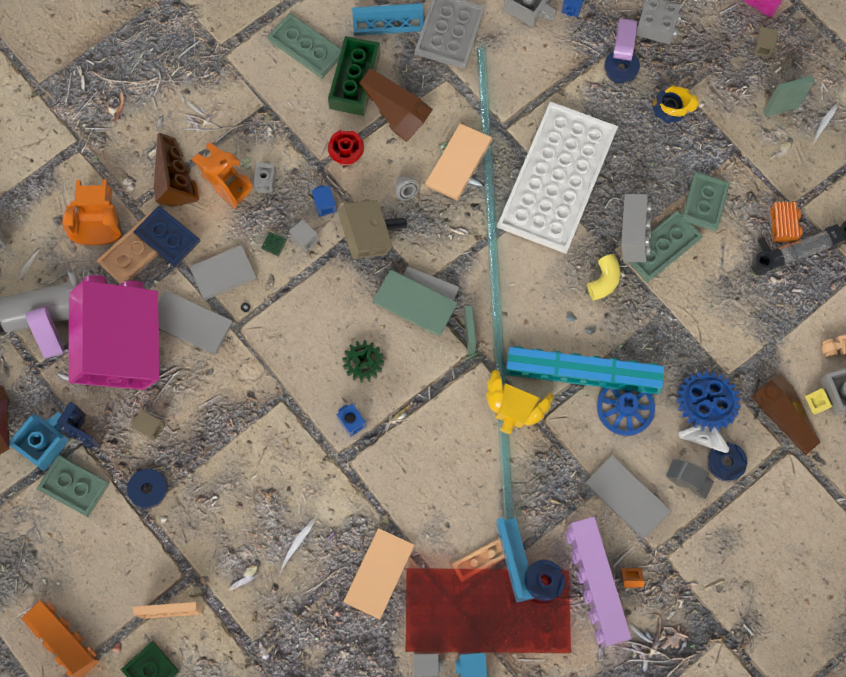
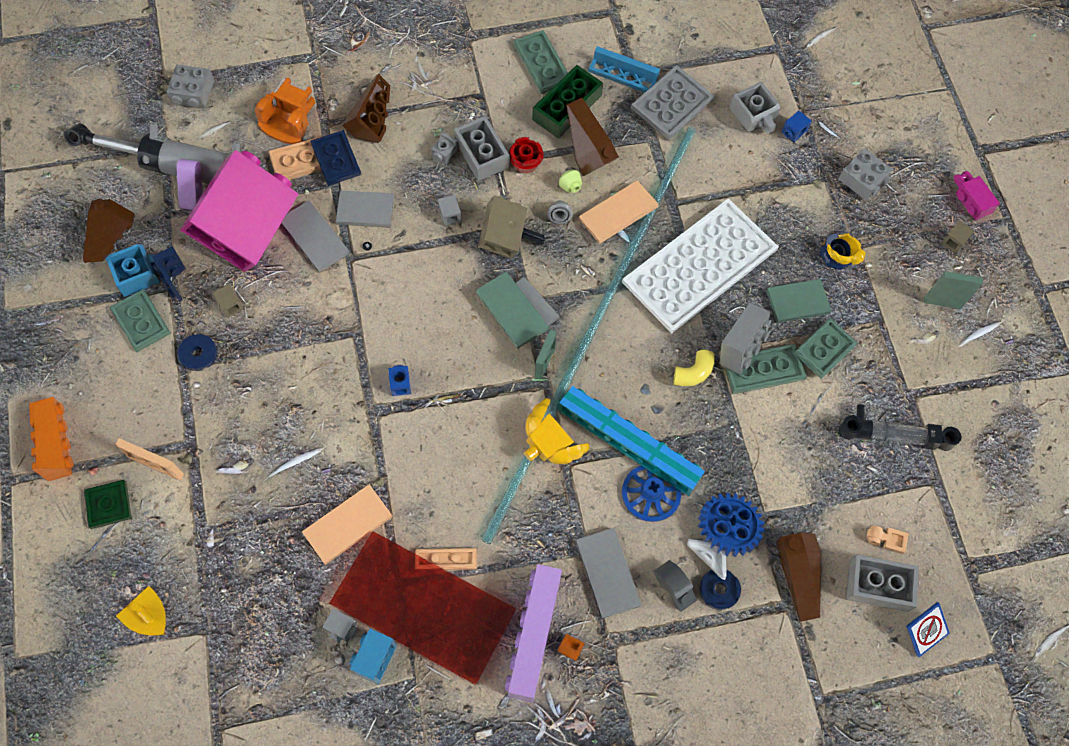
camera: 25 degrees right, 5 degrees down
(218, 169) = (408, 124): orange piece -> none
(274, 244) = (421, 206): clear green tile -> none
(300, 160) = (482, 148): none -> light grey brick
(324, 200) = (483, 189): blue brick -> none
(370, 365) = (439, 344): dark green gear -> none
(400, 153) = (571, 181): none -> yellowish green cone
(514, 556) = (472, 573): dark azure fence -> none
(537, 588) = (475, 605): dark blue tile -> none
(618, 75) = (811, 190): dark blue tile -> none
(625, 39) = (825, 177): lavender beam -> none
(659, 168) = (798, 300): none -> sand green tile
(785, 222) = (892, 401): orange brick -> none
(819, 401) = (838, 577): light yellow plate -> none

